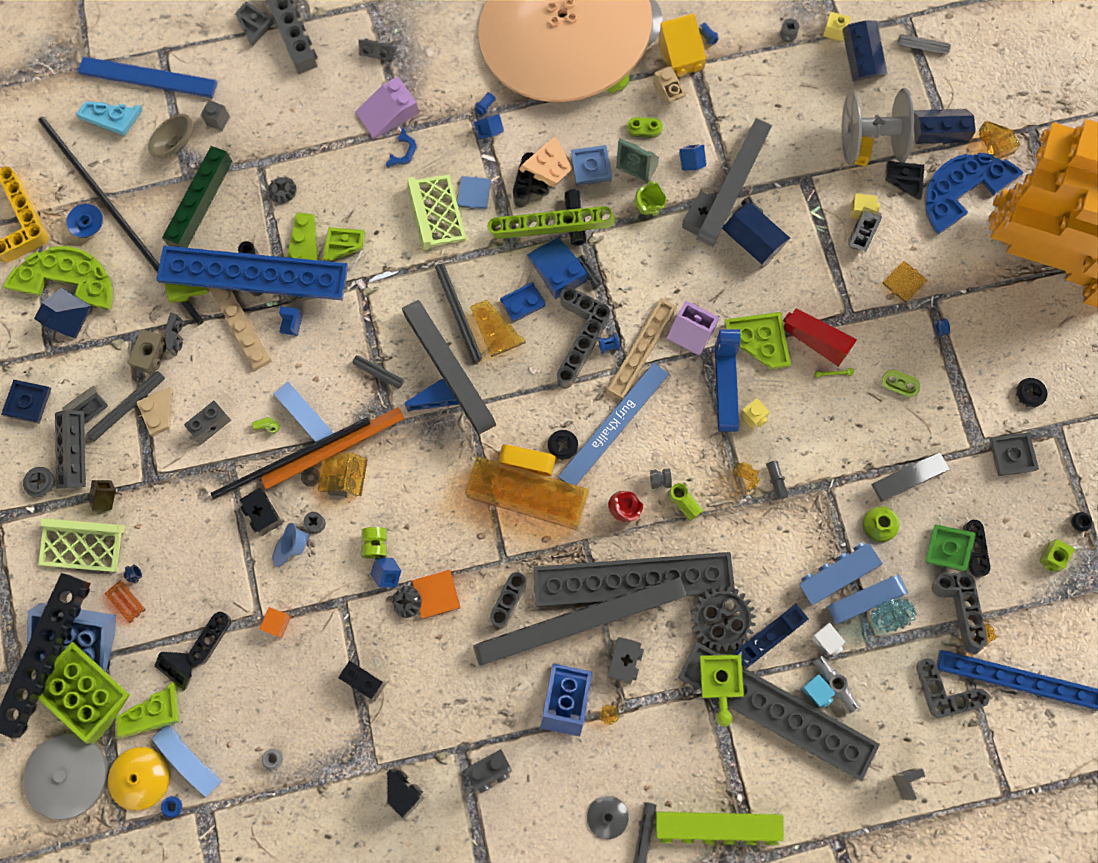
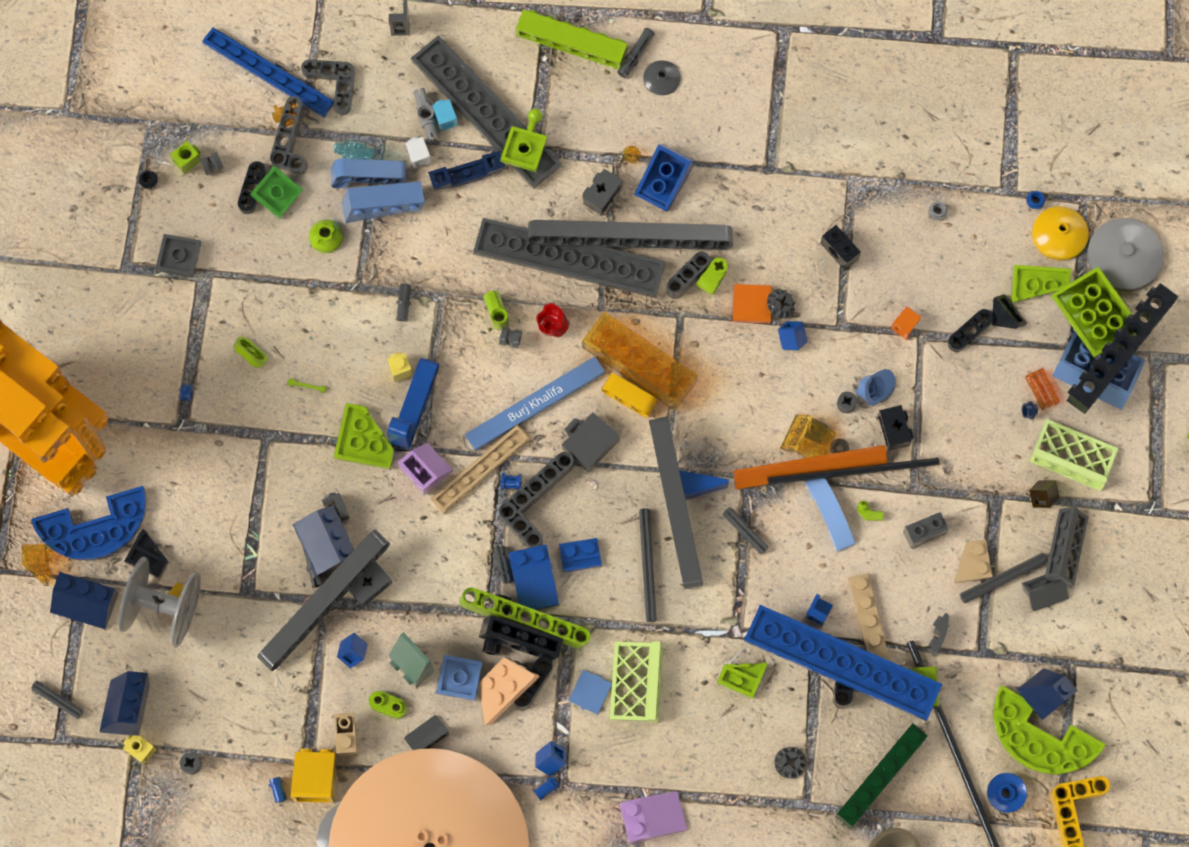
camera: 165 degrees left, 0 degrees up
(26, 401) = (1102, 613): dark blue plate -> none
(34, 475) = (1112, 524): dark grey gear -> none
(145, 342) = (964, 634): dark tan brick -> none
(186, 761) = (1016, 233): light blue slope -> none
(303, 237) = (784, 689): lime wing -> none
(377, 536) = (795, 365): lime wheel -> none
(401, 794) = (829, 141): black slope -> none
(410, 152) = (643, 759): blue helmet -> none
(483, 604) = (712, 278): none -> lime piece
(488, 771) = (751, 138): dark grey bracket -> none
(495, 330) = (617, 534): clear yellow wing -> none
(549, 404) = (589, 441): none -> dark grey piece
(555, 199) = (520, 637): none -> black brick
(561, 436) = (590, 391): black gear -> none
(600, 112) = (427, 734): none -> dark grey panel
(650, 199) = (414, 613): lime cap -> none
(728, 636) = (502, 198): dark grey gear -> none
(747, 472) = (429, 318): clear yellow bracket -> none
(757, 273) = (340, 508): none -> dark grey bracket
(819, 336) = (308, 419): red slope -> none
(863, 200) = (204, 536): light yellow brick -> none
(864, 229) = (217, 507): brick -> none
(904, 281) = (198, 452): clear yellow piece -> none
(910, 477) = (282, 264): dark grey slope -> none
(1028, 557) = (216, 163): none -> dark grey wheel
(1039, 390) = (133, 297): black gear -> none

